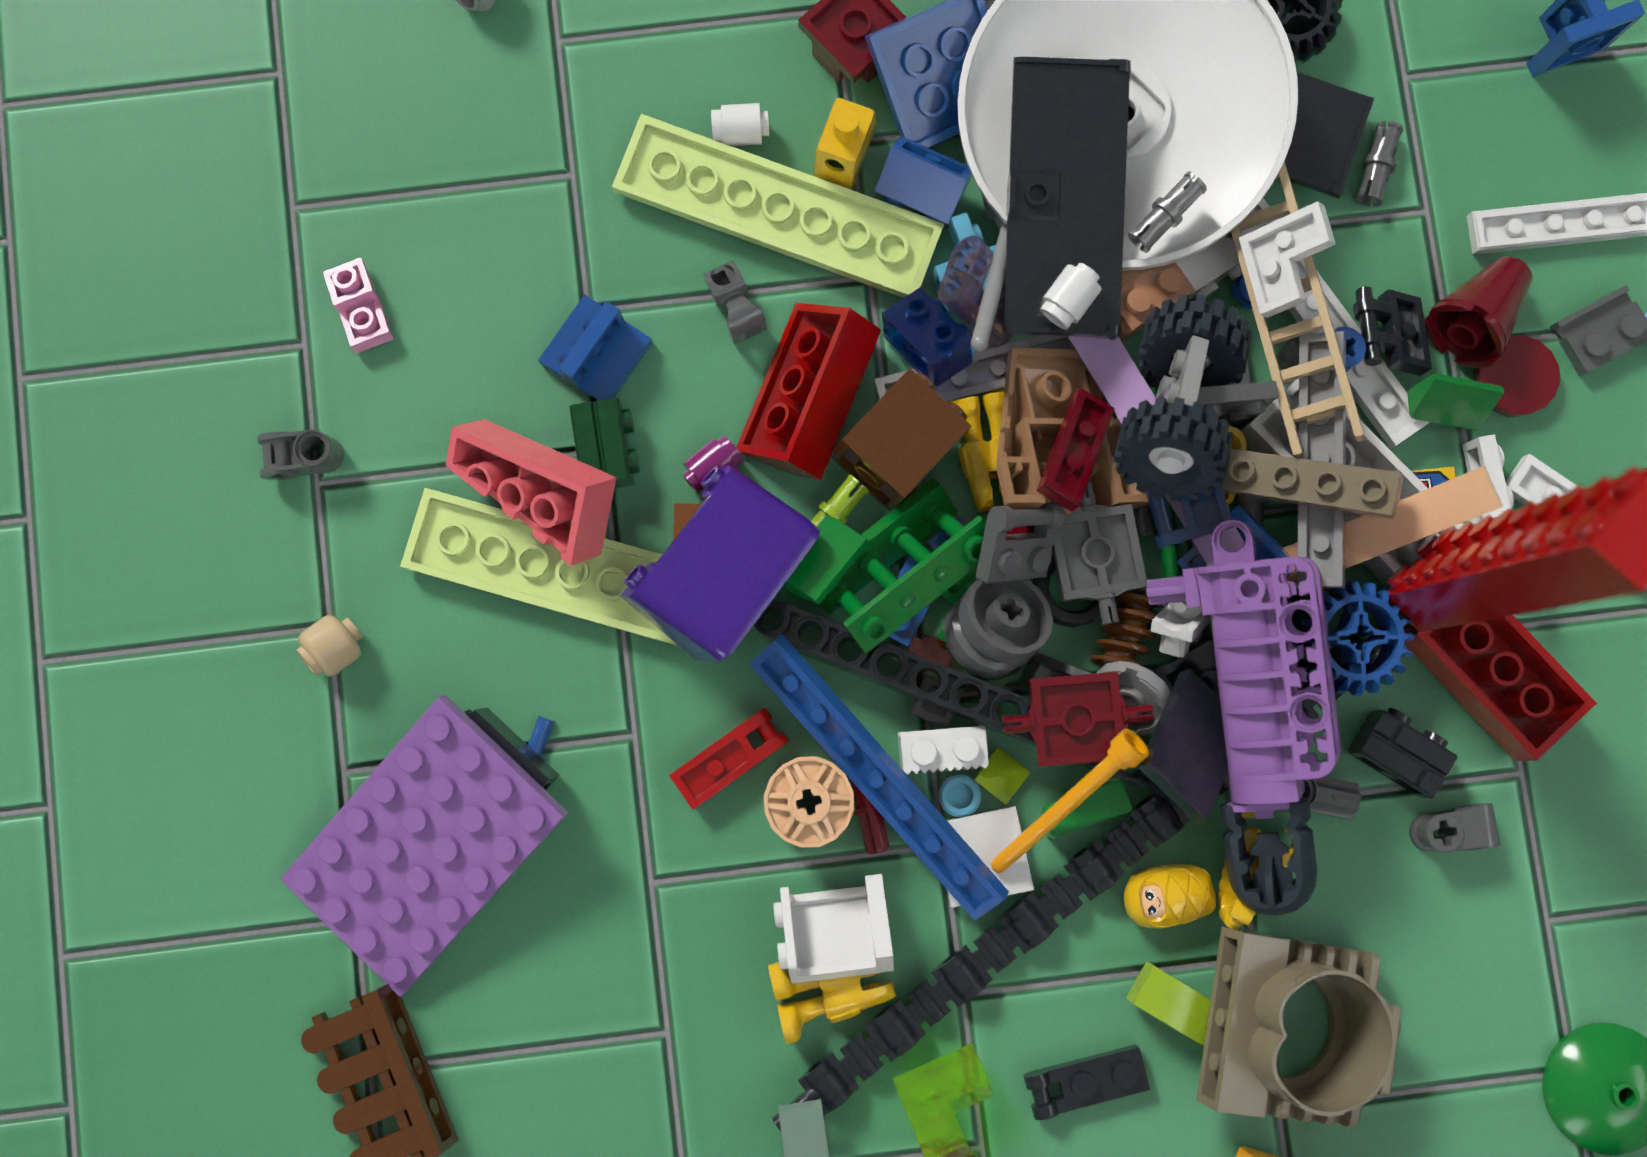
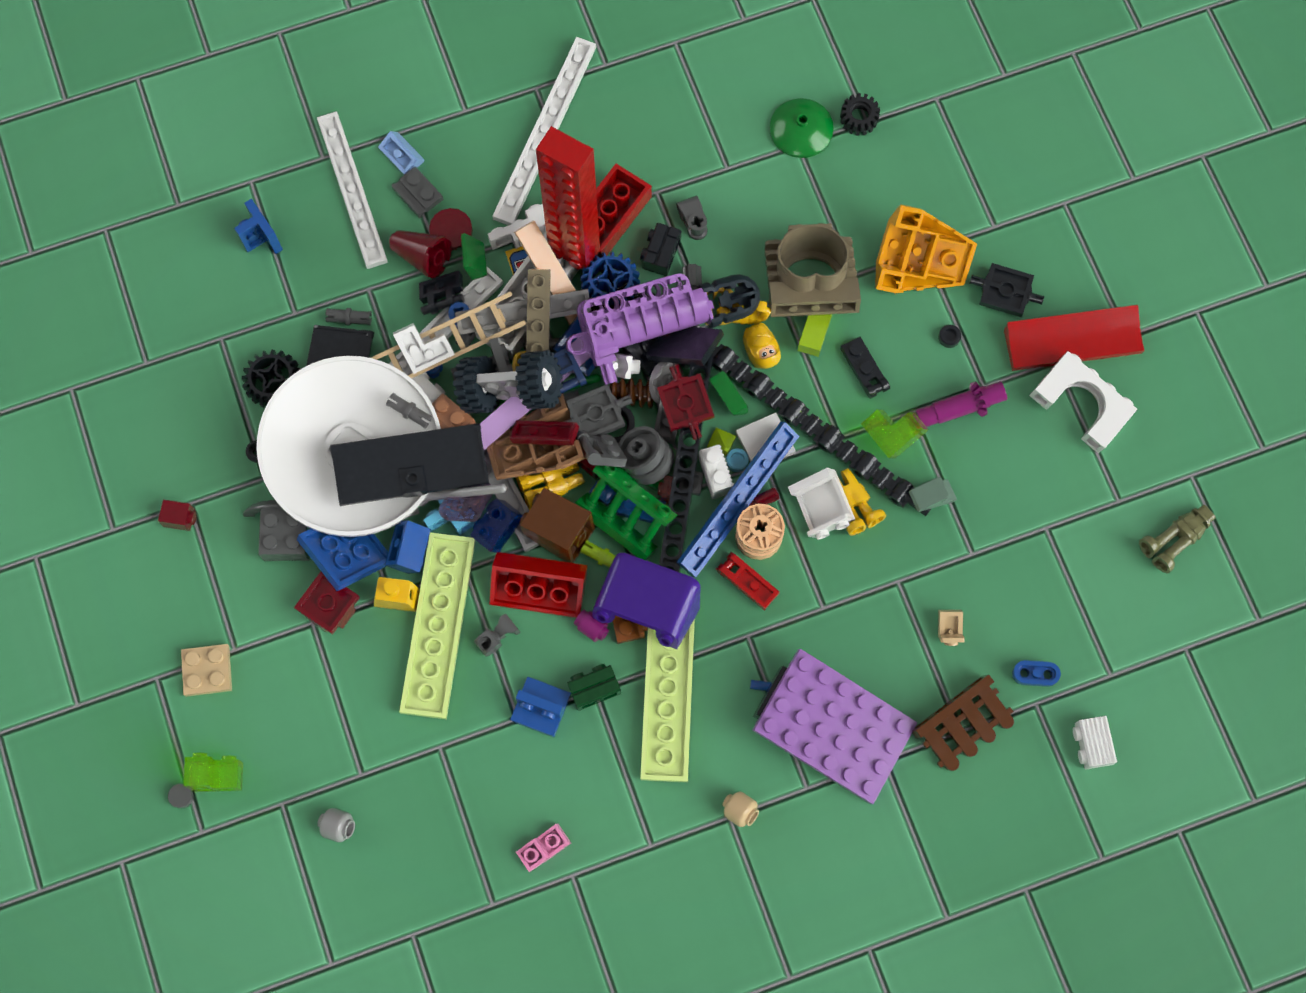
camera: 100 degrees left, 10 degrees down
(291, 454) = (638, 859): dark grey piece -> none
(543, 488) = (626, 712): coral wedge -> none
(552, 1106) = (950, 627): none -> tan bracket
(740, 124) = (394, 656): white brick -> none
(826, 560) = (631, 545): green slope -> none
(1070, 295) = (464, 449): white brick -> none
(1125, 751) = (697, 373): light orange piece -> none

